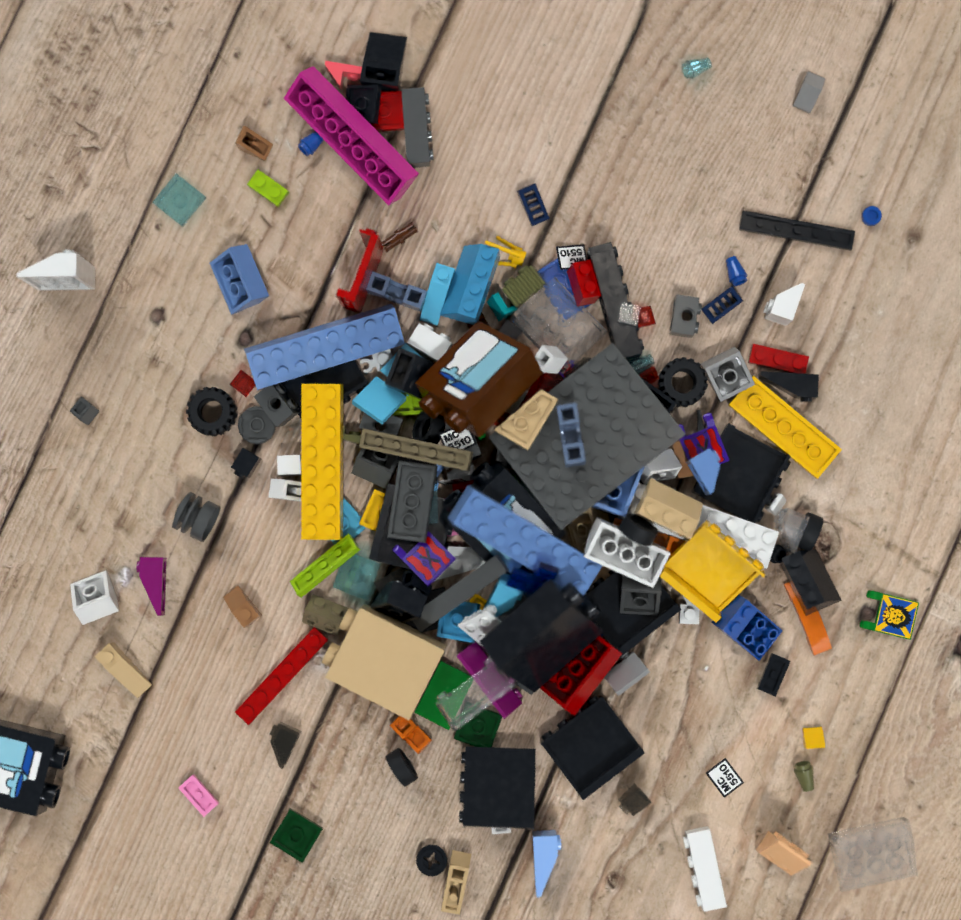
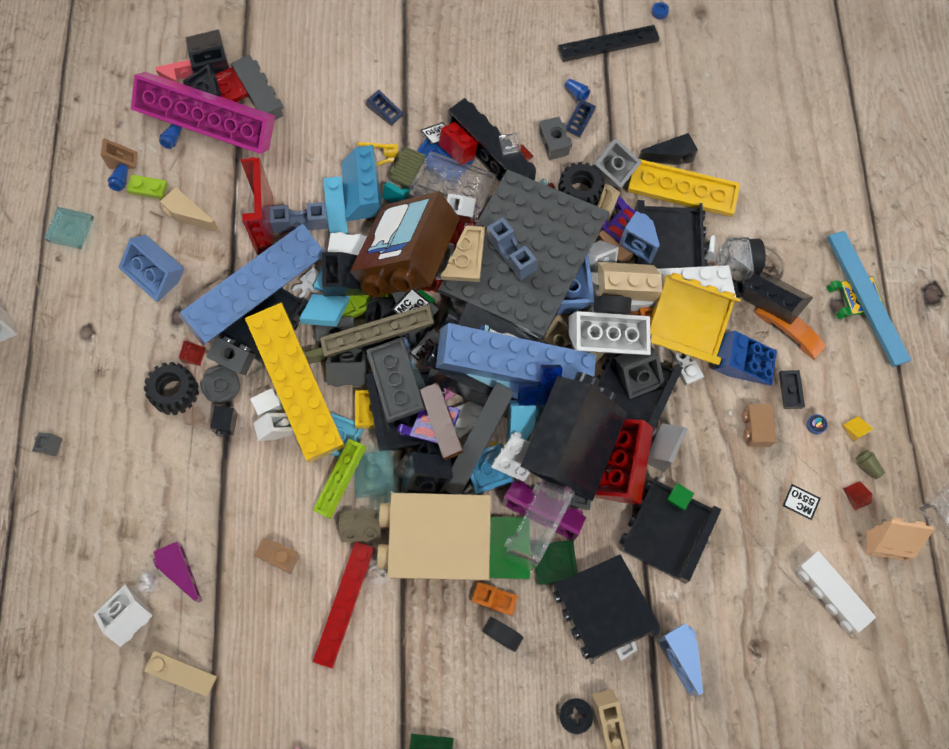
camera: 35 degrees left, 15 degrees down
(193, 515) = (194, 488): dark grey wheel -> none
(244, 167) = (118, 178): none -> blue cone
(283, 742) = (375, 667): clear smoke slope -> none
(292, 231) = (186, 211): none -> tan slope
(399, 237) = (282, 176): reddish brown pin -> none
(434, 561) = (441, 421): none -> tile
(616, 723) = (680, 496): none -> green tile
(634, 800) = (736, 558): clear smoke slope -> none
(695, 414) = (608, 199): none -> tan tile
(723, 693) = (759, 425): none -> medium nougat brick
(778, 359) = (642, 140): red plate -> none
(778, 796) = (858, 495): none -> clear red slope
(779, 716) = (817, 424): none -> tile
(784, 305) = (631, 94): white slope -> none
(898, 622) = (869, 299): none -> dark azure tile

